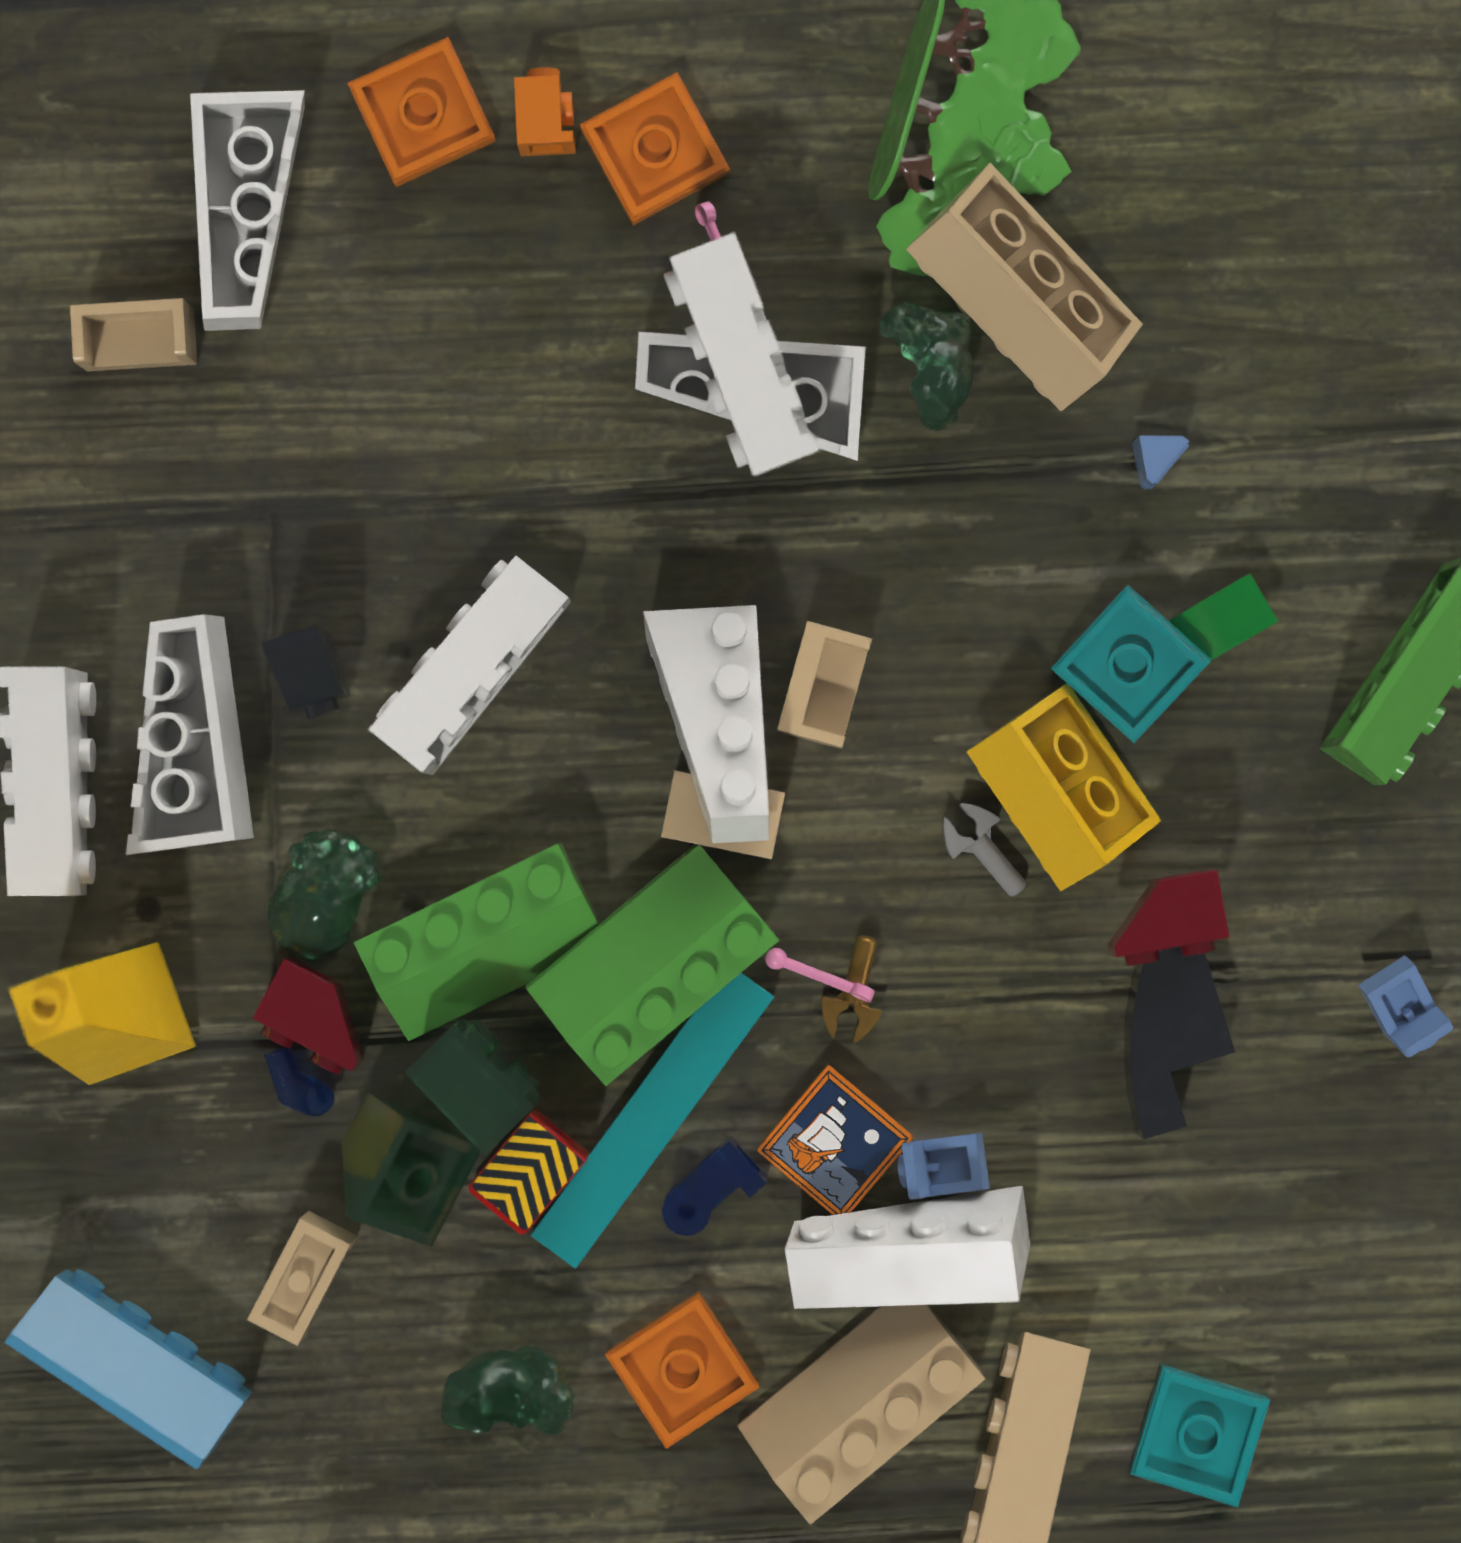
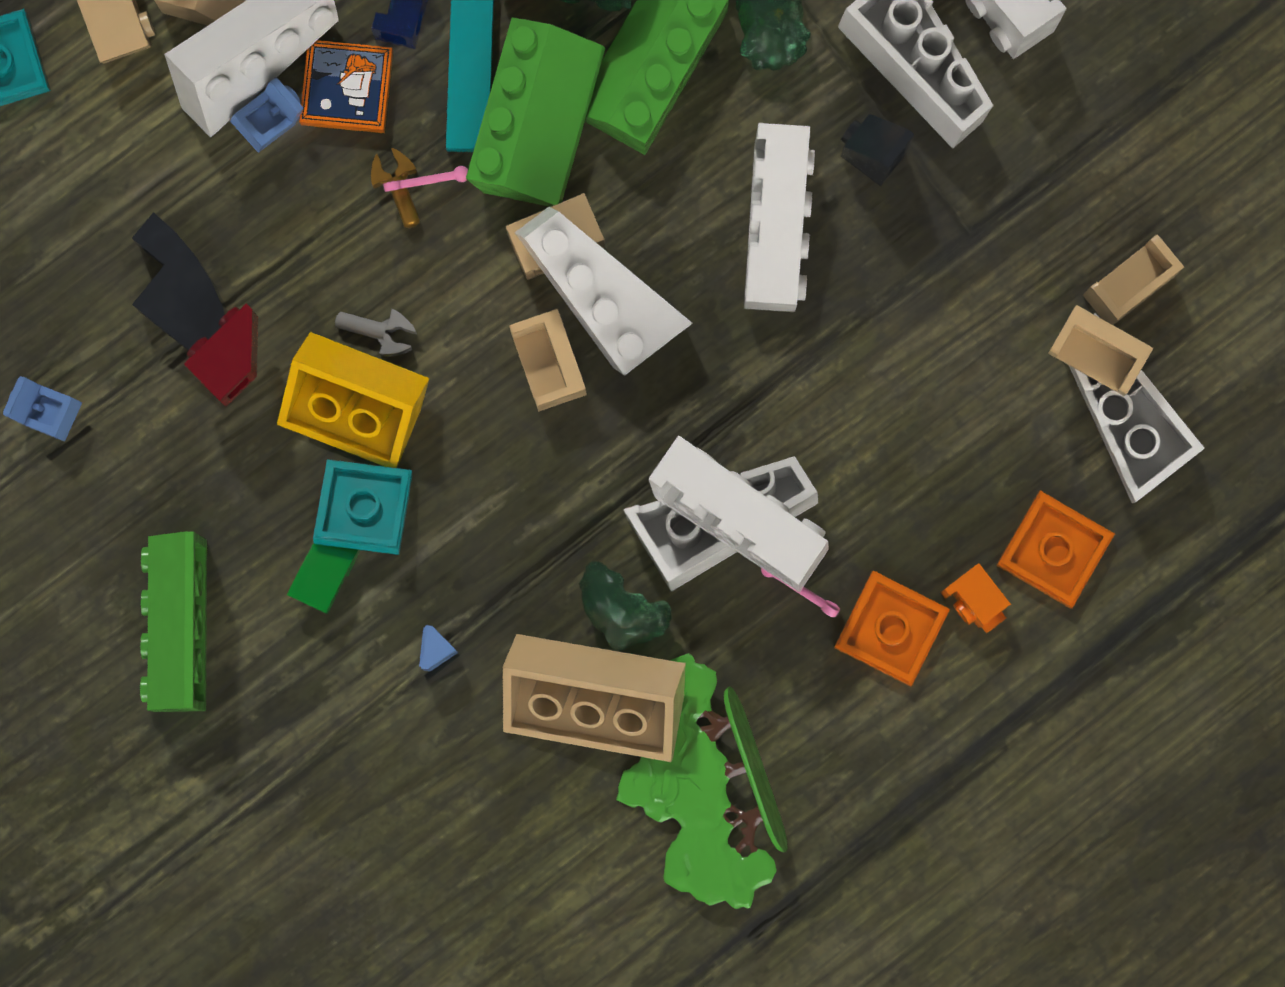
camera: 145 degrees right, 5 degrees down
(227, 268) = (1100, 350): none -> tan panel

